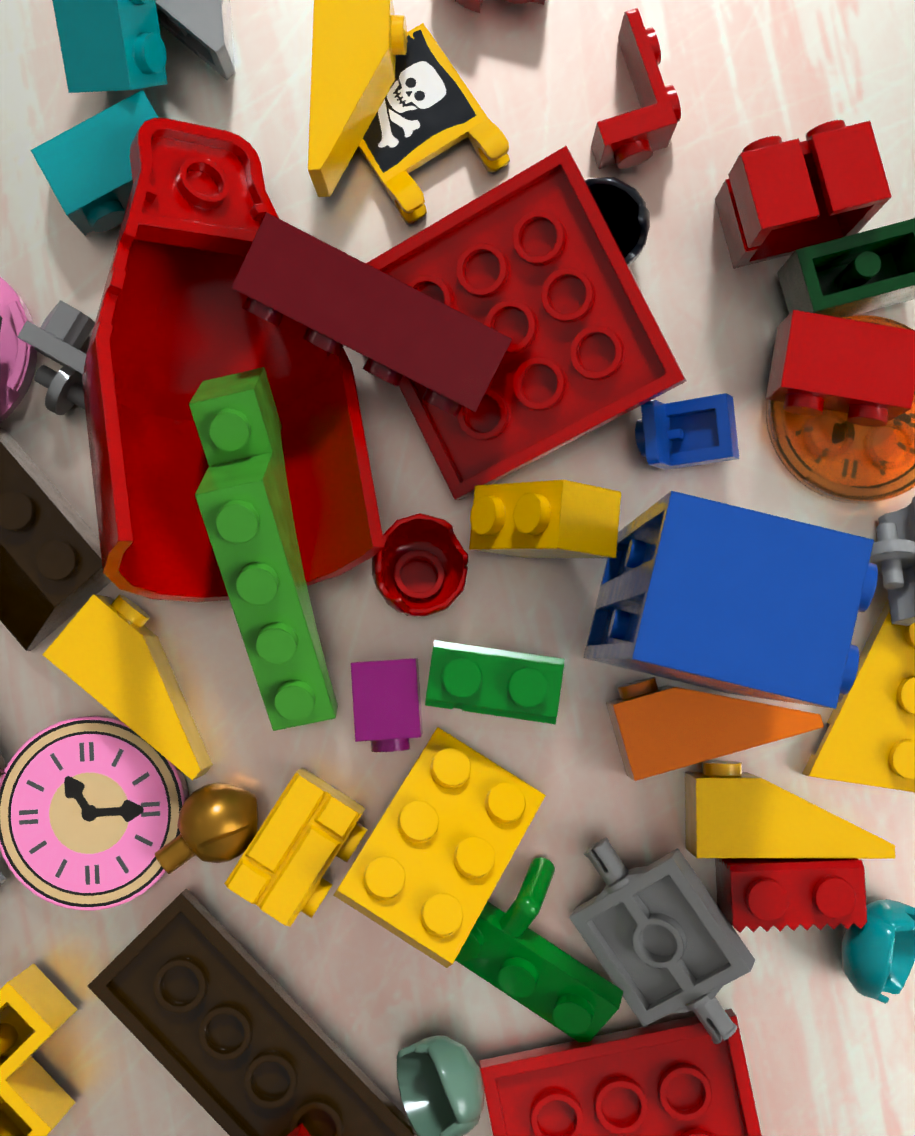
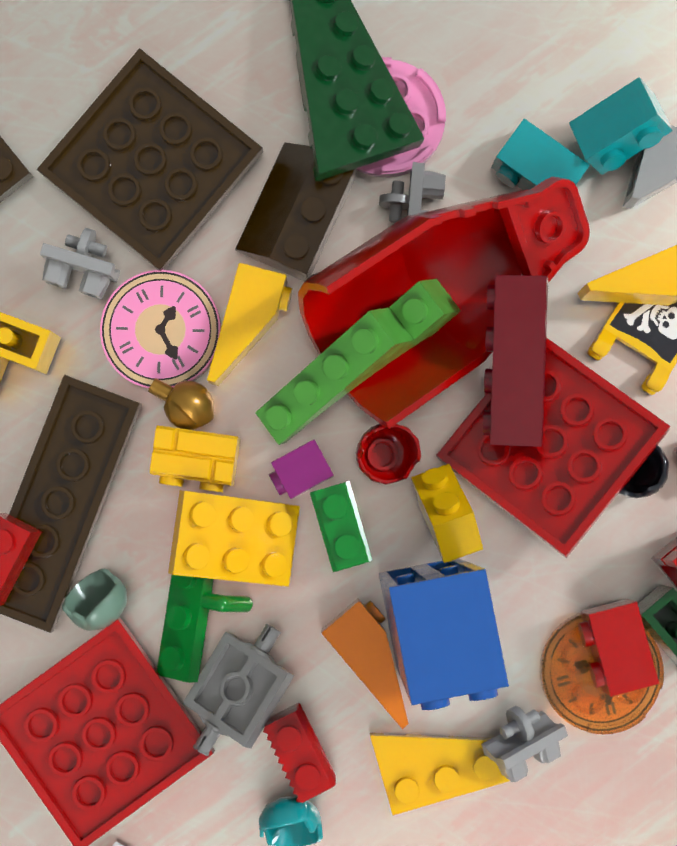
camera: 60 degrees right, 0 degrees up
(688, 432) = (538, 573): blue bracket -> none
(749, 817) = (331, 712): yellow slope -> none

